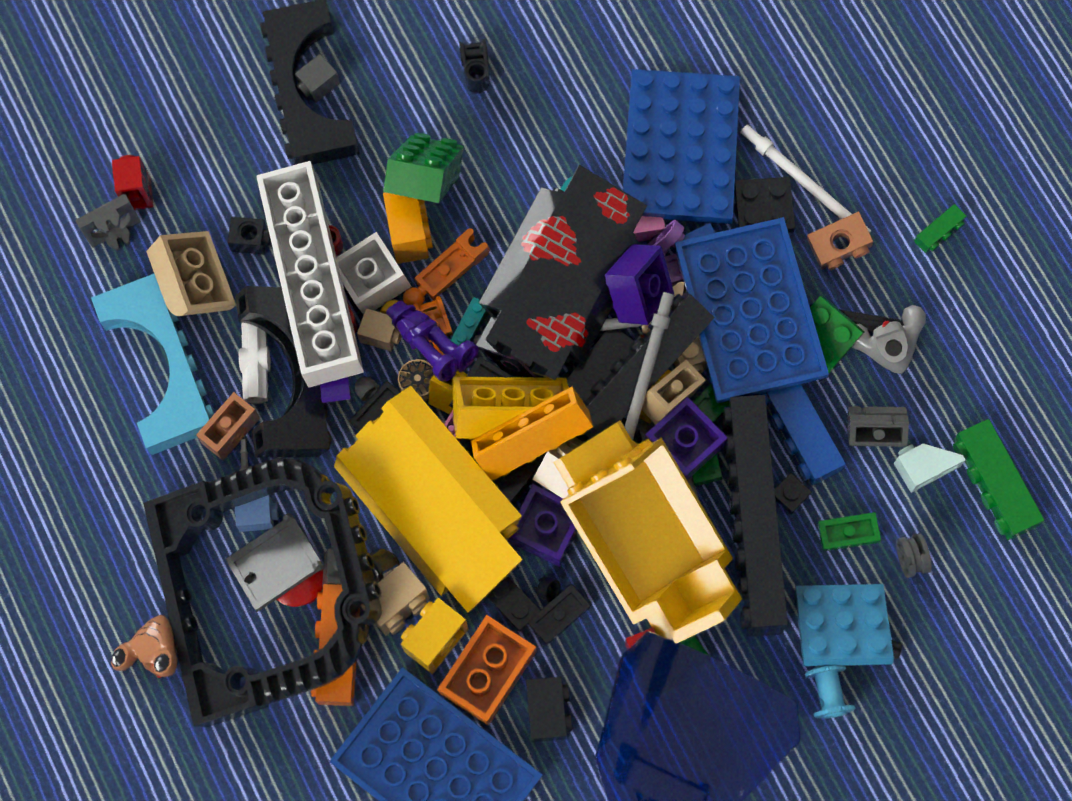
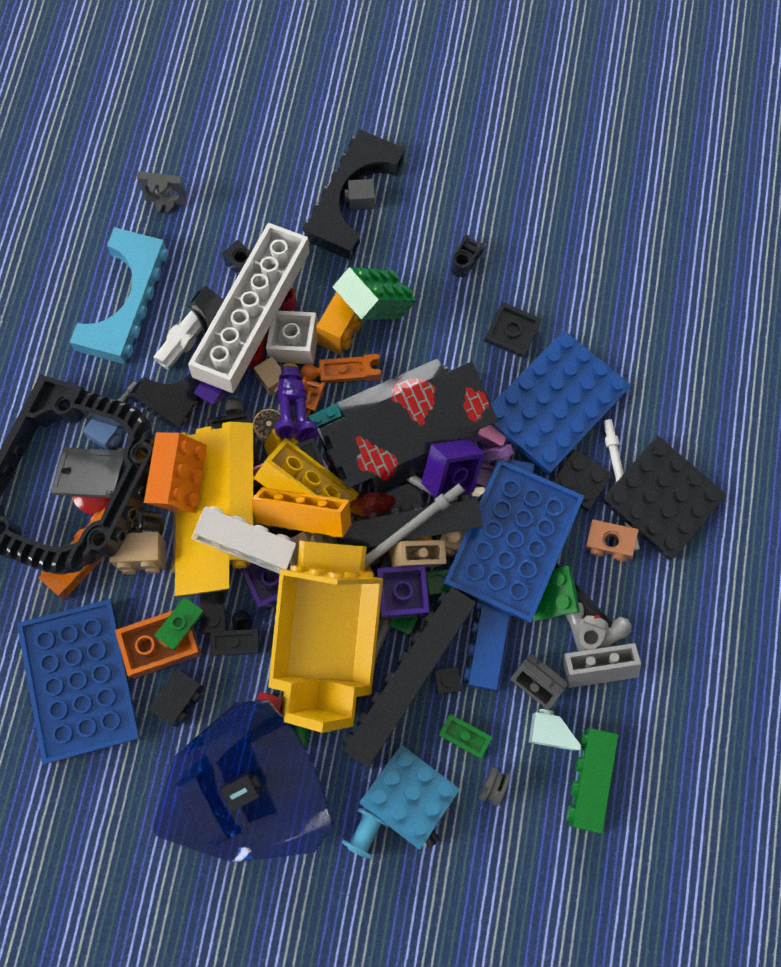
camera: 30 degrees right, 0 degrees up
(133, 180) = (196, 175): red brick -> none
(190, 274) = (183, 255): tan brick -> none
(228, 426) = (129, 366): nougat brick -> none
(376, 490) = (175, 472): none -> orange brick
(434, 635) = (142, 594): yellow brick -> none
(496, 633) = (179, 623): none -> green plate
(500, 502) = (243, 540): none -> white brick
(581, 106) = (512, 330): none -> black plate
(590, 375) = (371, 503): none -> clear red plate
(684, 739) = (242, 789): none -> black brick
(856, 164) = (663, 498): none -> black plate
(923, 367) = (601, 665): none -> light grey brick
(940, 229) = (687, 582): green piece -> none

